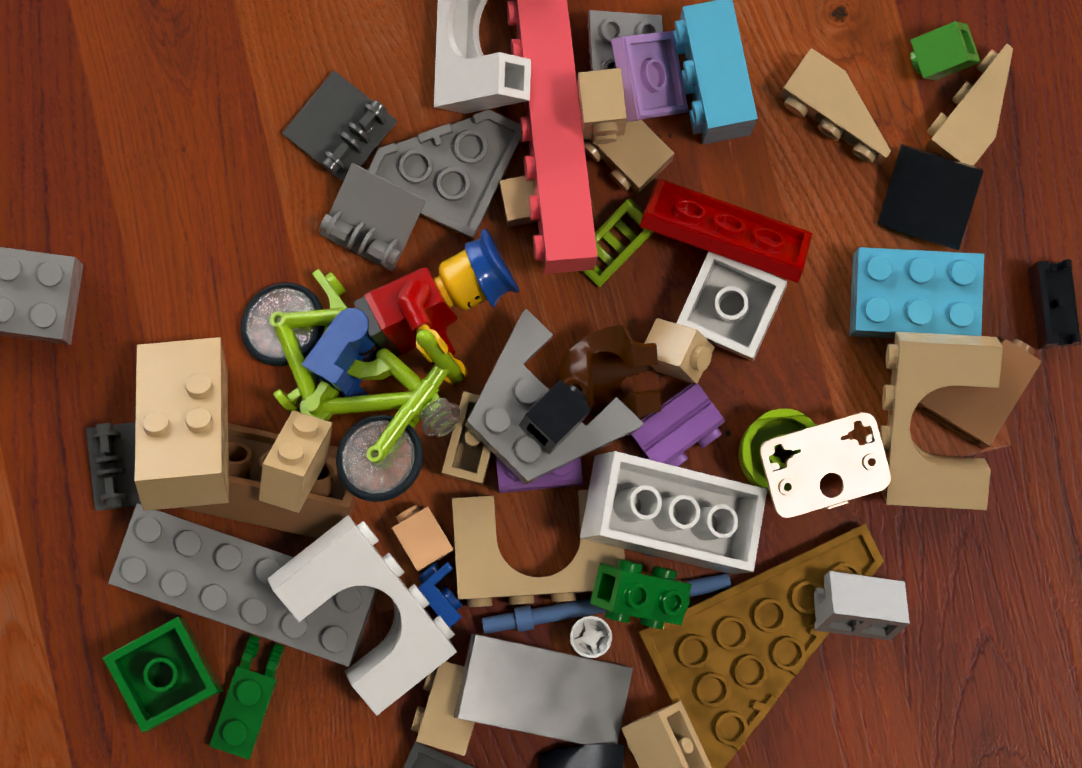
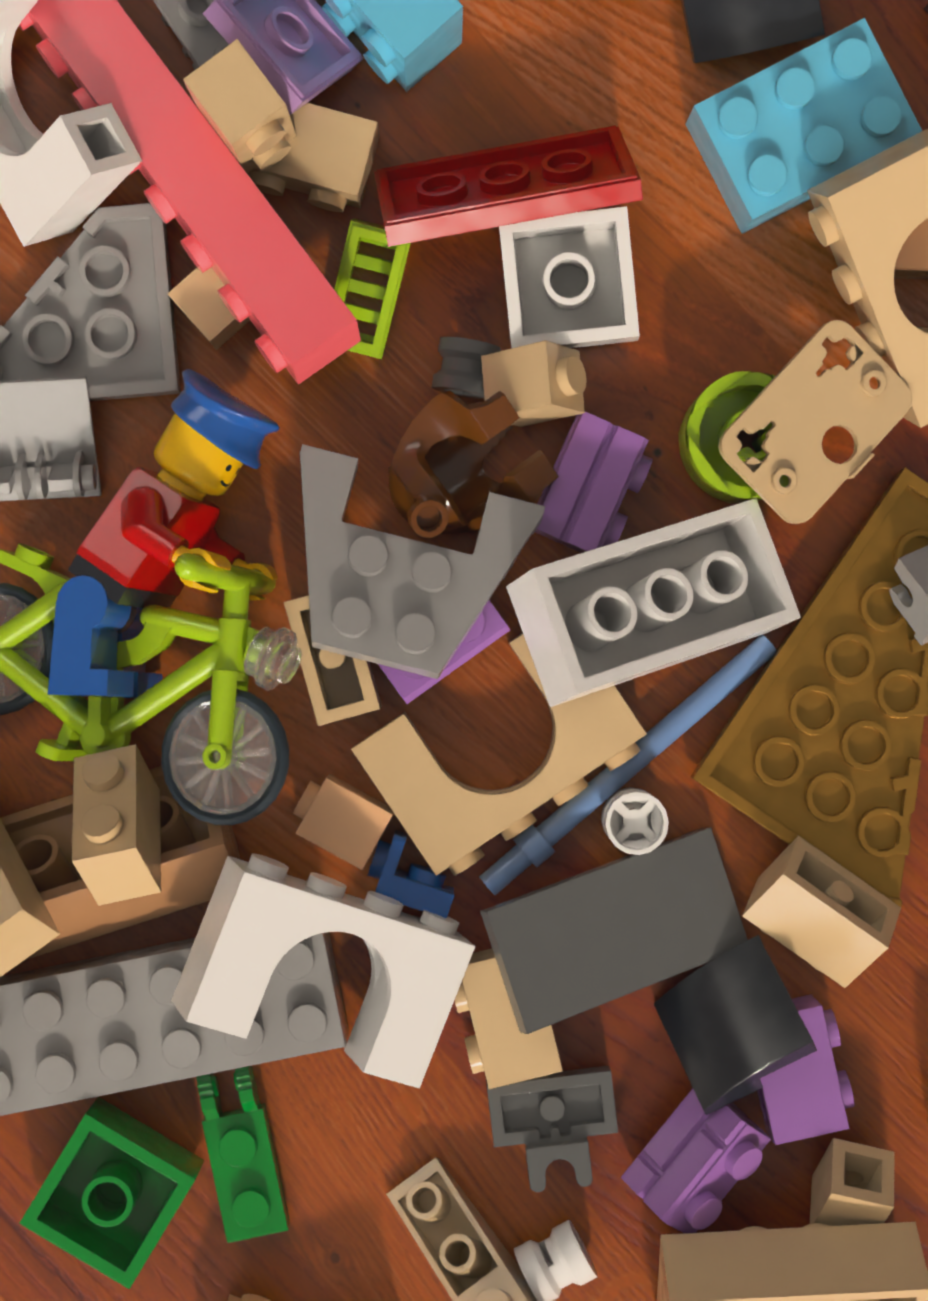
camera: 30 degrees left, 5 degrees up
(555, 416) = (425, 566): black brick -> none
(642, 317) = (462, 366): none -> dark grey wheel
(650, 596) = (670, 732): green brick -> none

